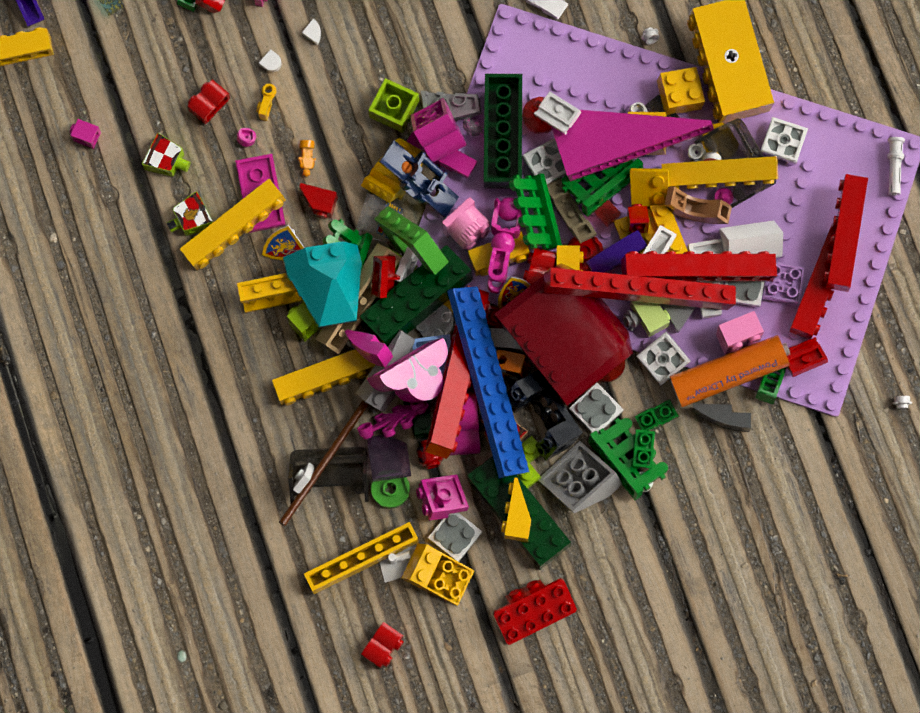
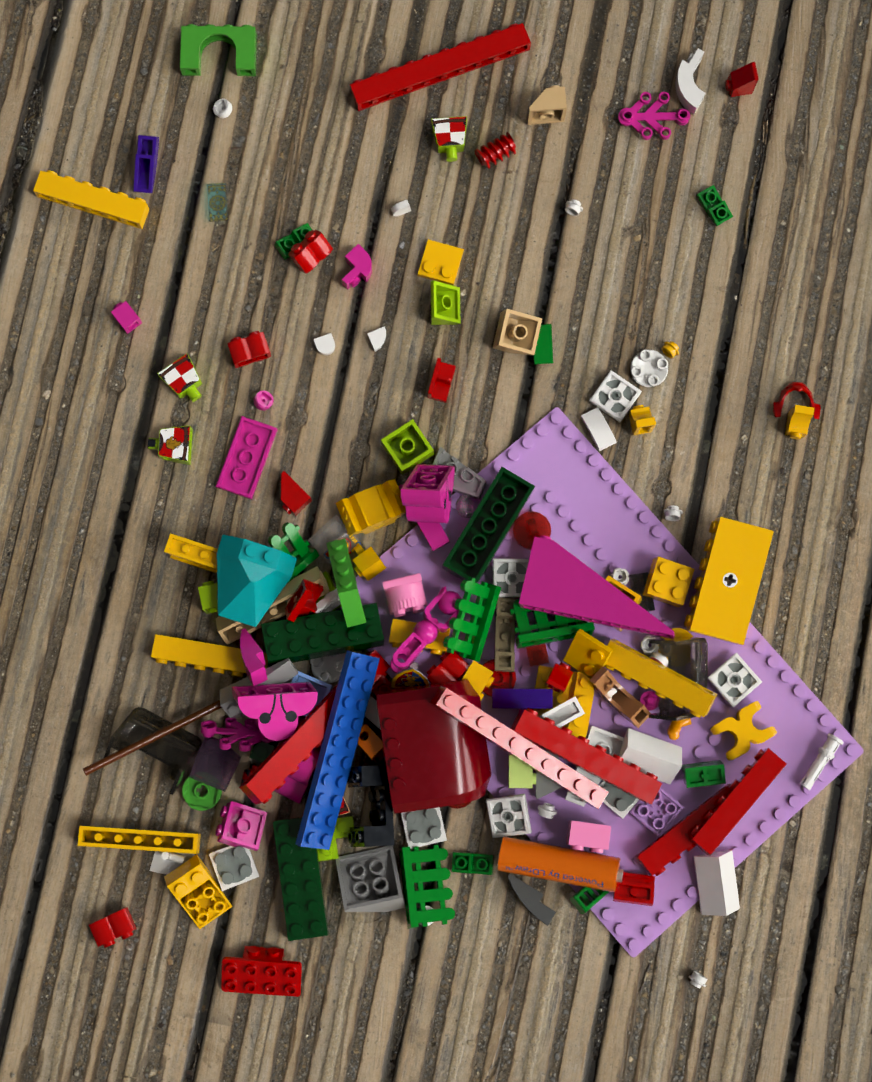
camera: 25 degrees right, 5 degrees up
(233, 224) = (204, 473): yellow brick -> none
(264, 107) = (295, 382): yellow plate -> none
(281, 243) = (238, 518): shield -> none
(303, 477) = (128, 740): white plate -> none
(306, 160) = (303, 453): light orange piece -> none
(389, 37) = (441, 381): none -> red panel
(412, 181) = (380, 529): dark blue piece -> none
(419, 215) = (367, 563): none -> yellow brick
(518, 520) = (292, 889): yellow slope -> none
(557, 113) = (543, 541): white plate -> none
(631, 319) = (500, 764): light grey plate -> none
(643, 449) = (441, 888): green slope -> none
(693, 335) = (547, 810): none -> white plate
(758, 205) = (675, 727): none -> light orange arm
(805, 230) = (704, 774): none -> green hinge
(816, 177) = (743, 730): none -> yellow piece
(869, 313) = (716, 883): none -> white slope

